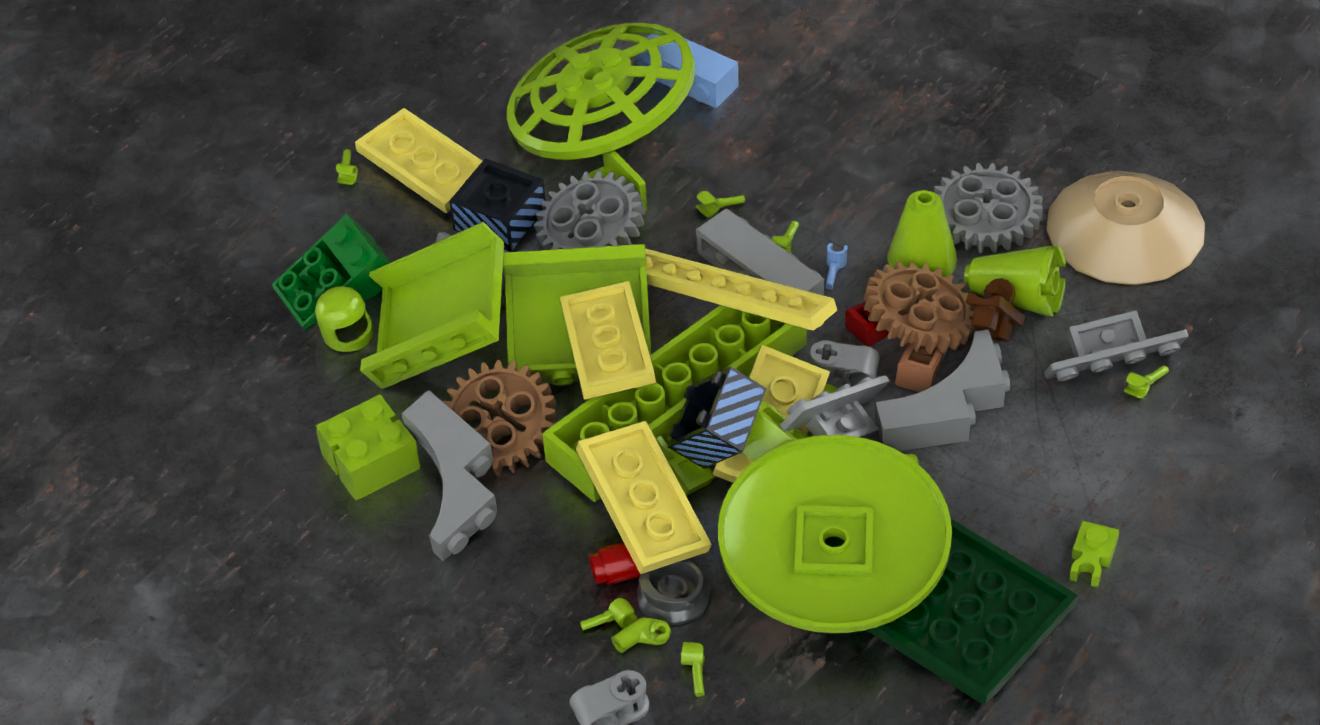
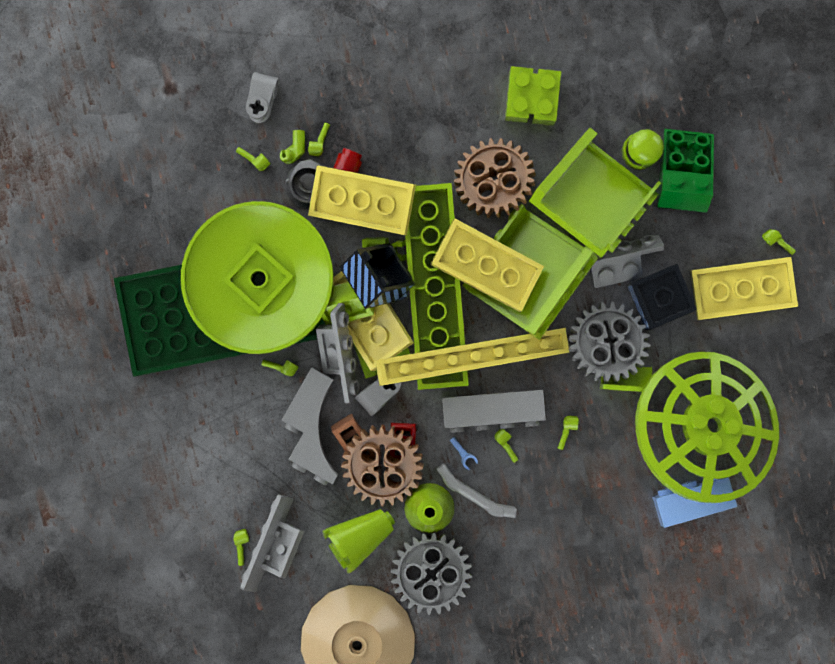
camera: 125 degrees right, 40 degrees up
(460, 457) = (478, 131): light grey arch -> none
(864, 206) = (490, 506): none -> light grey piece
(995, 310) = (343, 500): reddish brown hips -> none
(1093, 549) = (160, 416): lime plate -> none

